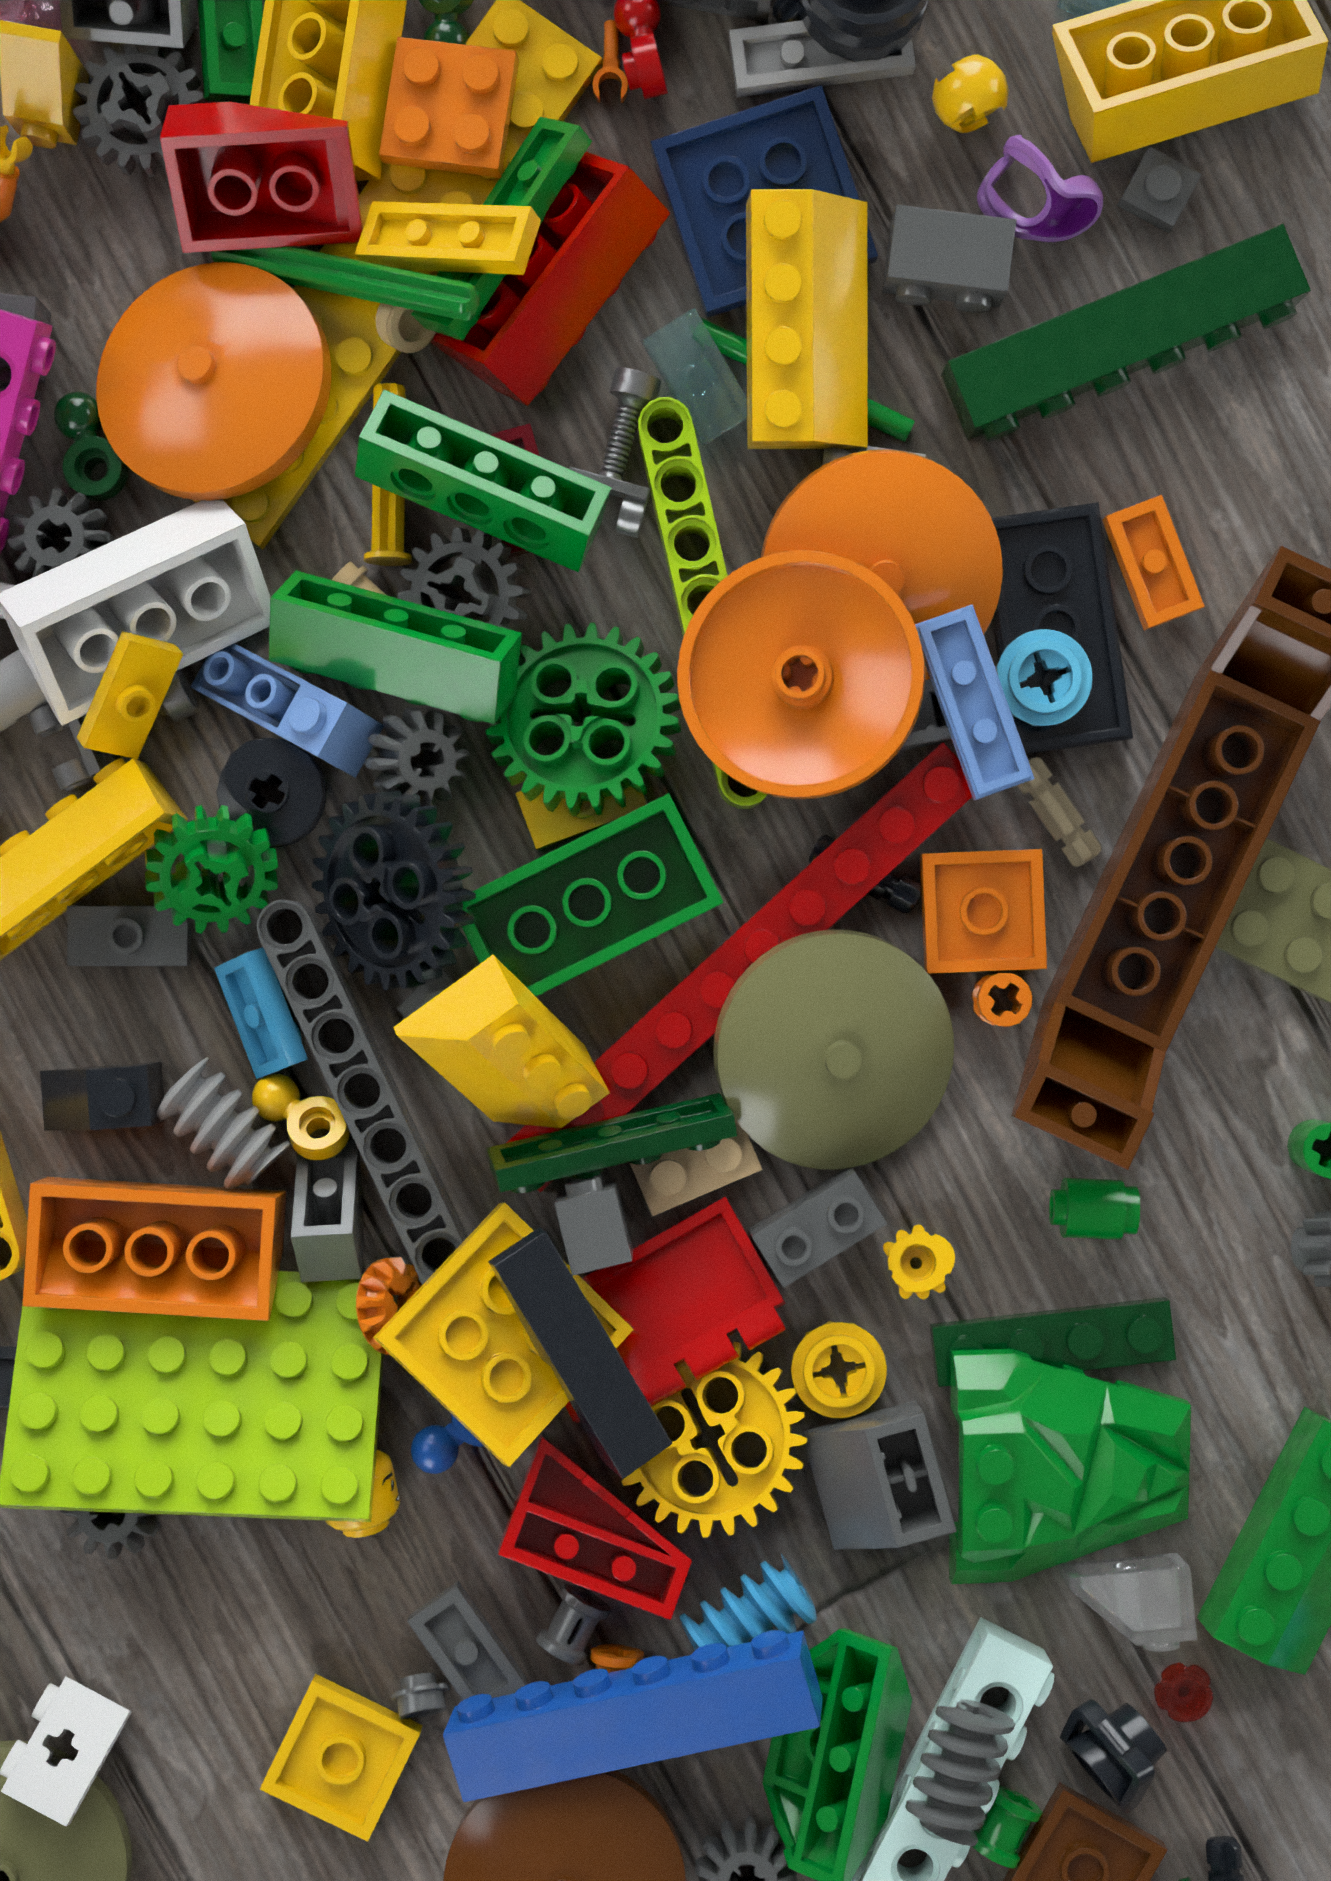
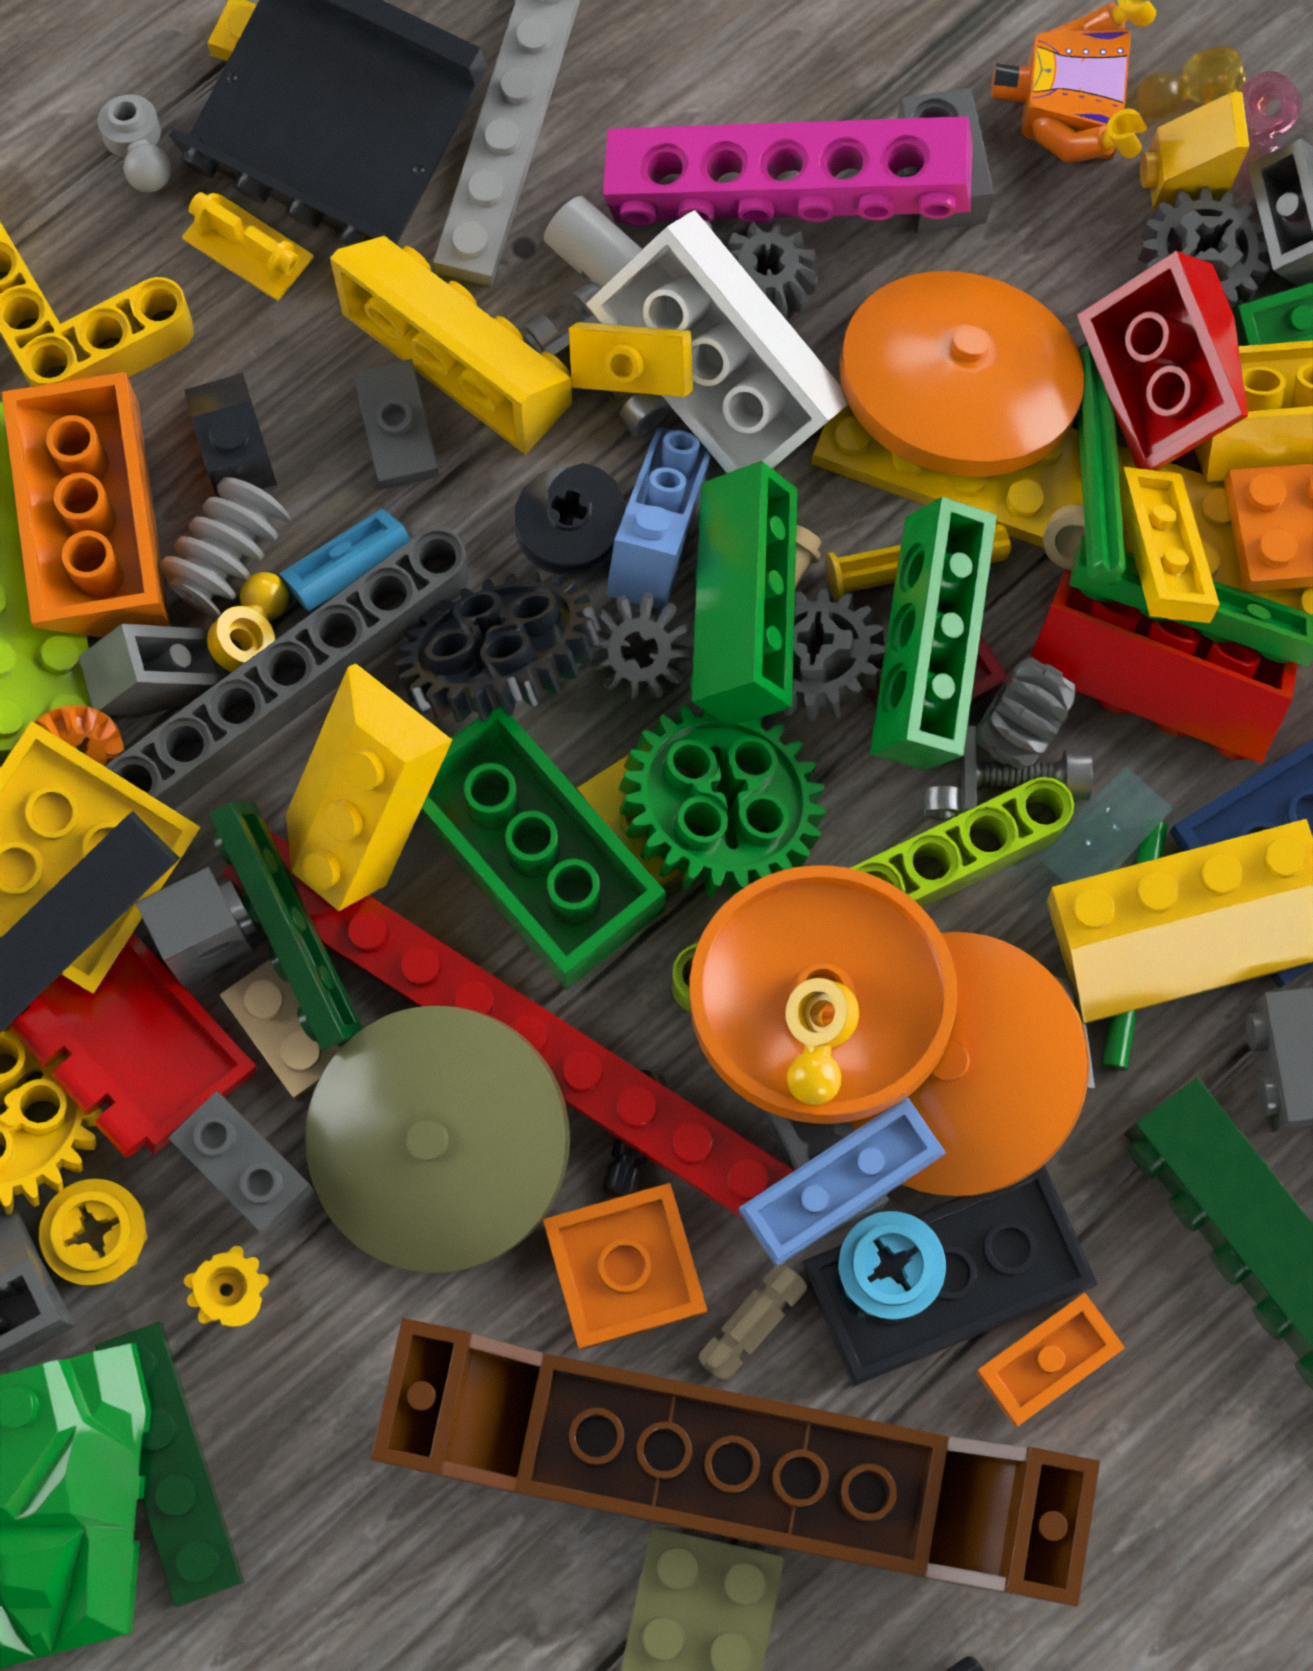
camera: 75 degrees right, 15 degrees down
(79, 420) = (849, 275): dark green plate -> none
(220, 848) = (478, 474): green gear -> none
(574, 417) = (1025, 713): none -> dark grey gear
(883, 702) = (814, 1074): none -> yellow plate
(1019, 995) = (525, 1288): orange bush -> none
(1095, 1208) = (326, 1469): green brick -> none

